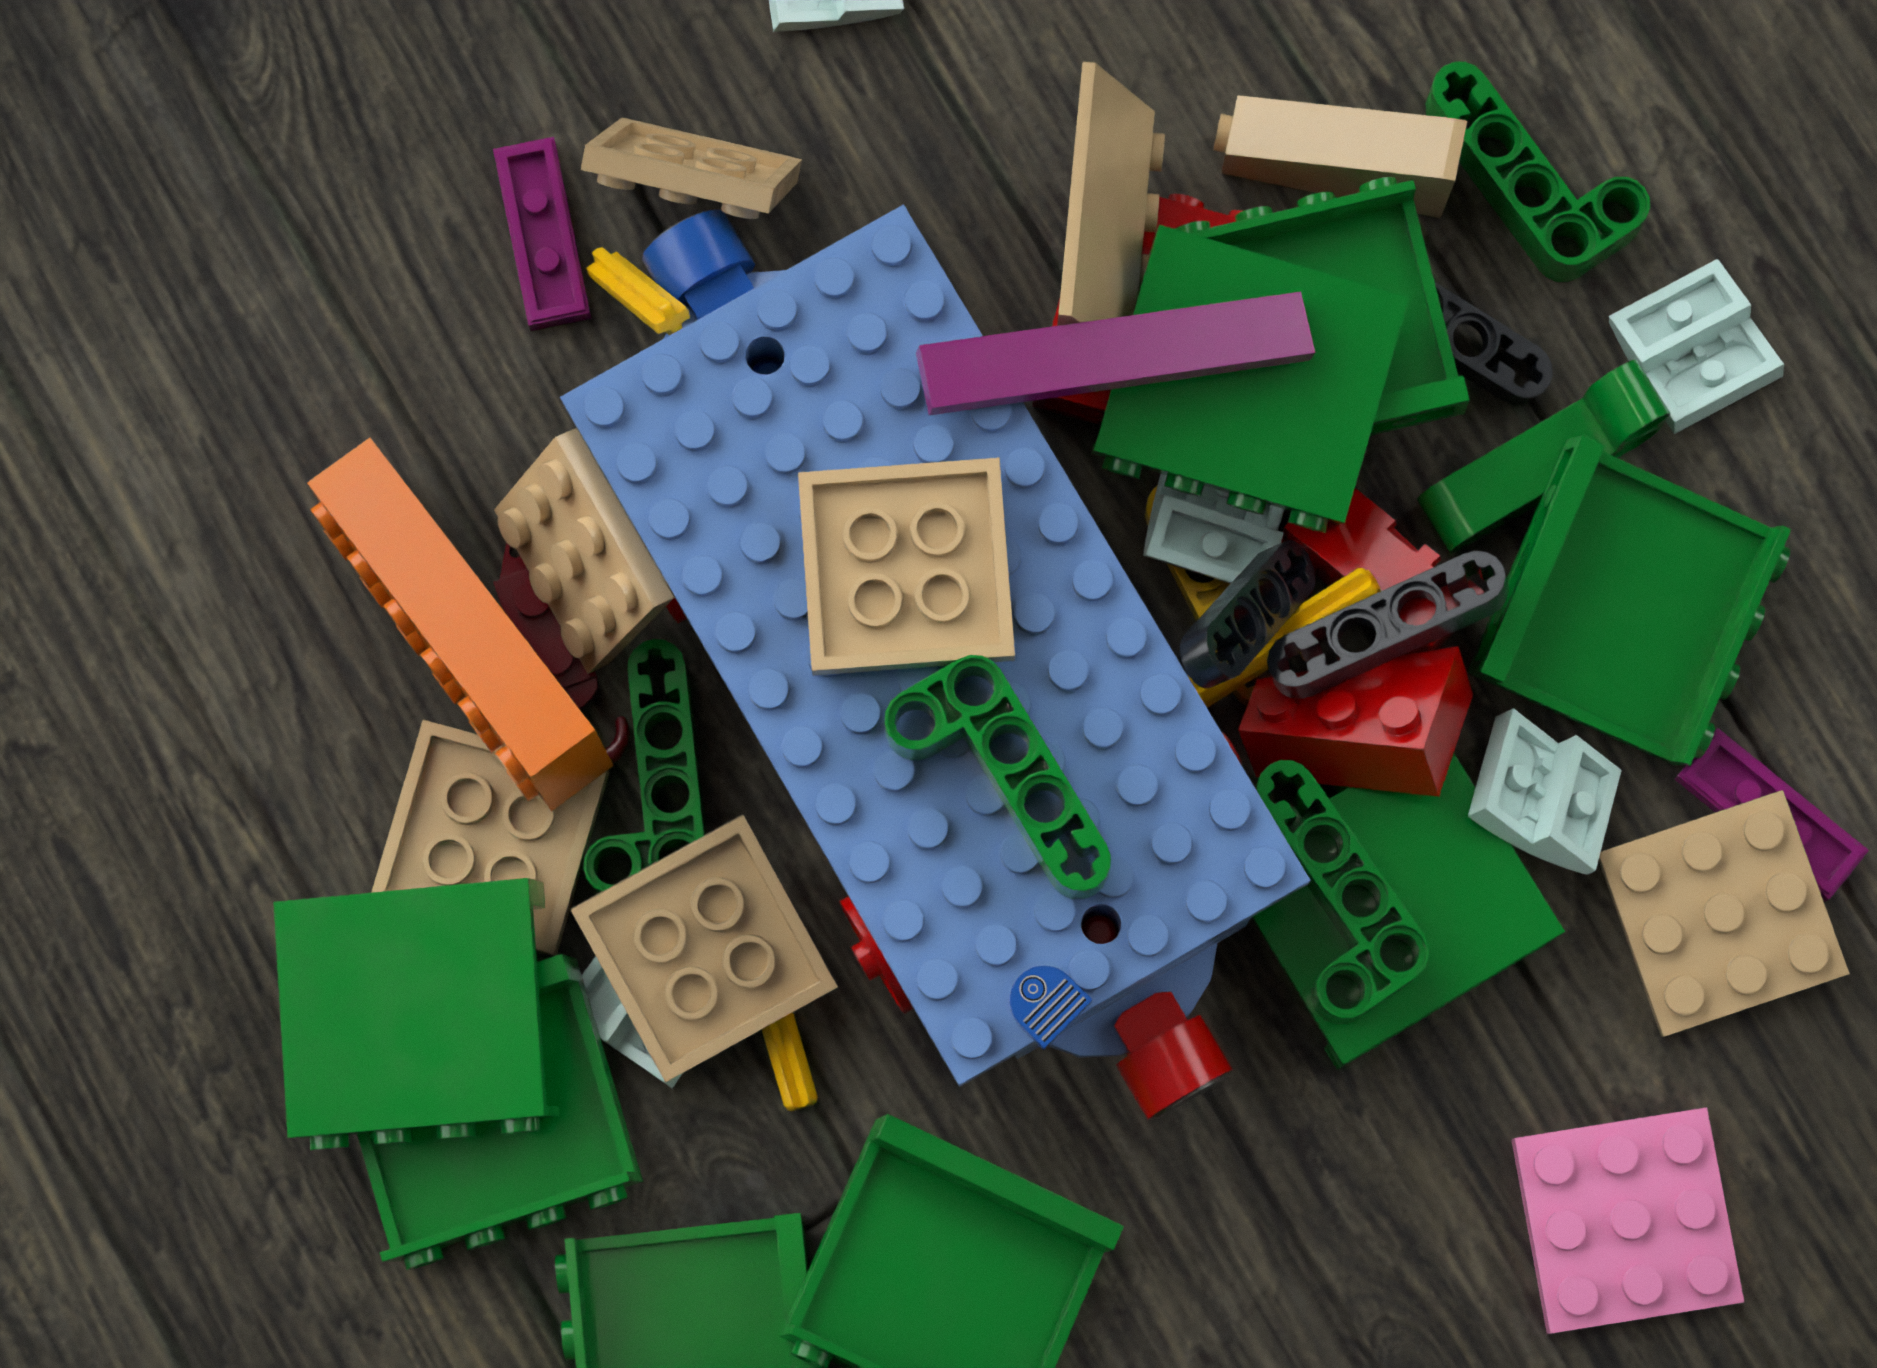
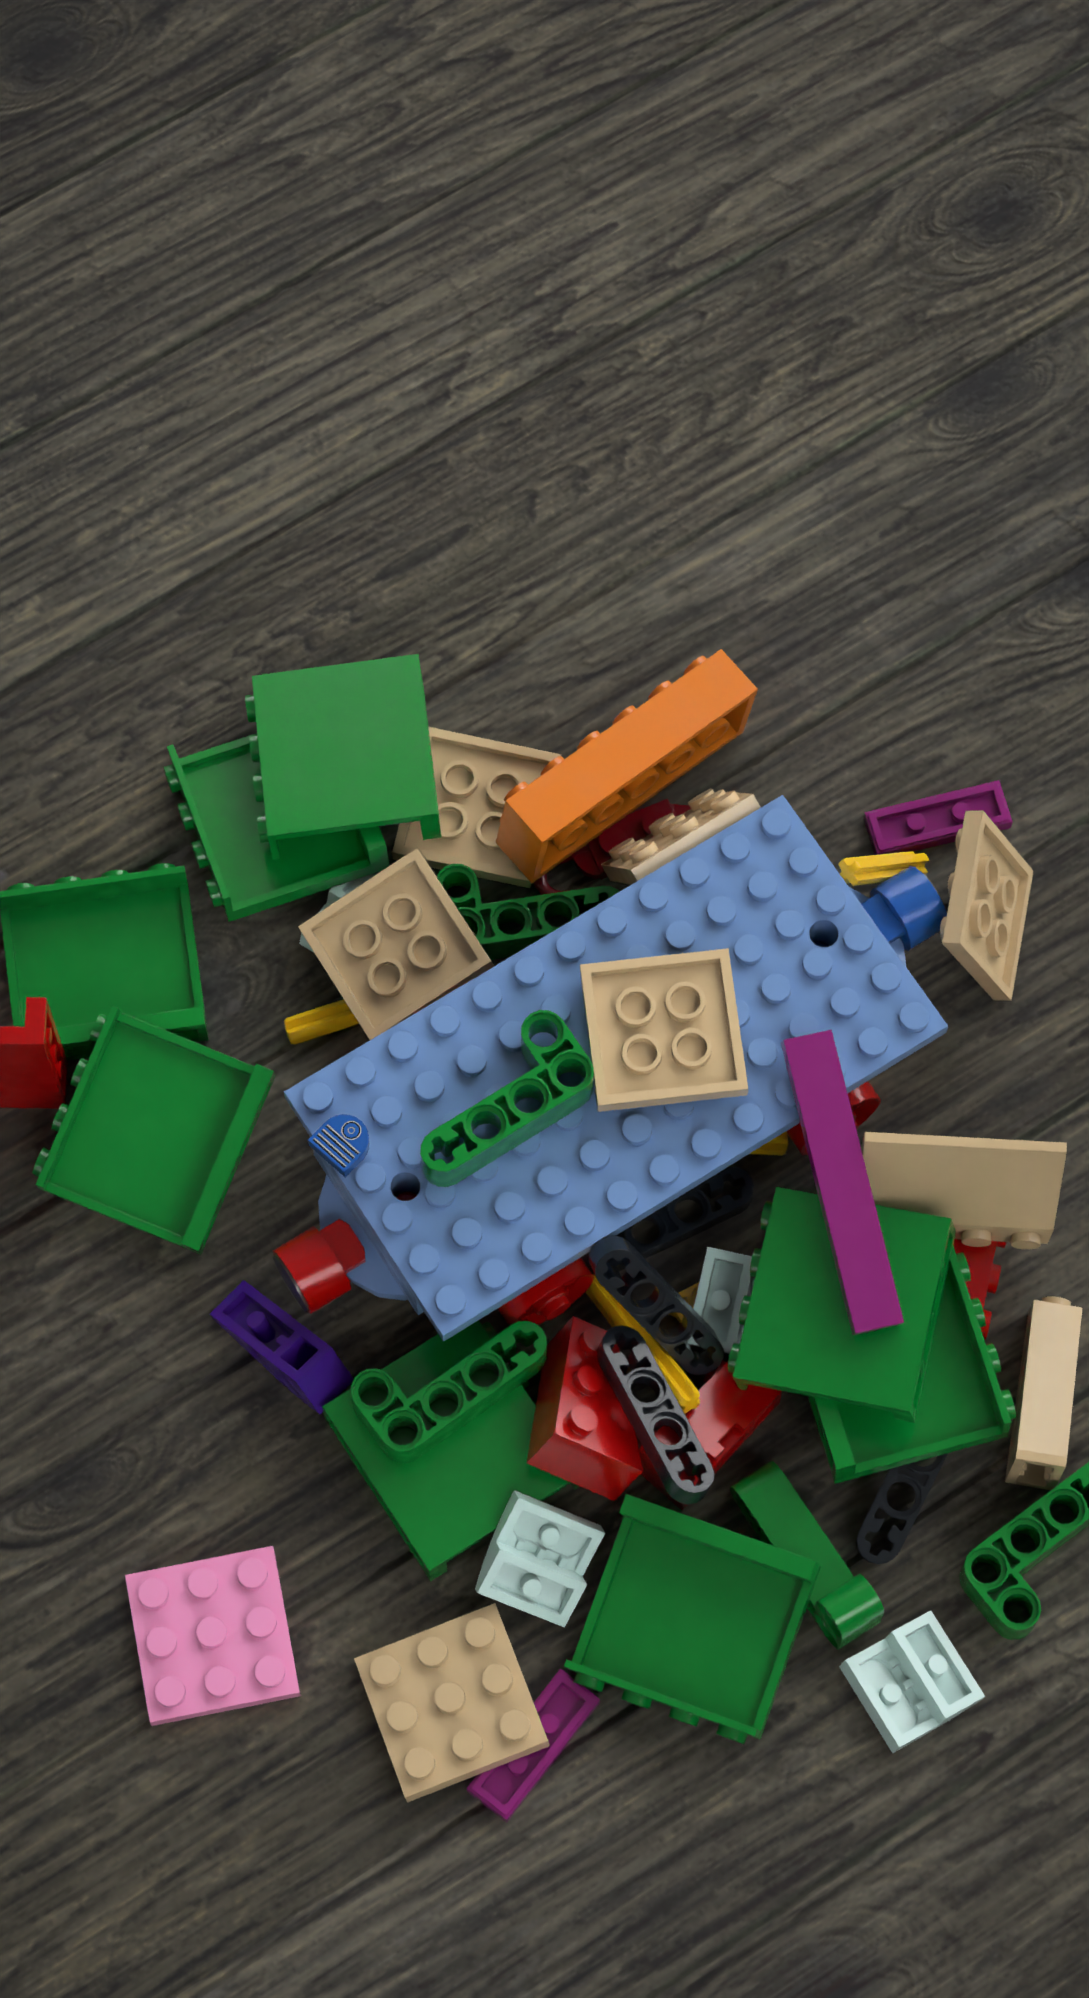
camera: 85 degrees right, 10 degrees down
(1246, 1122) = (283, 1346): none -> dark purple slope

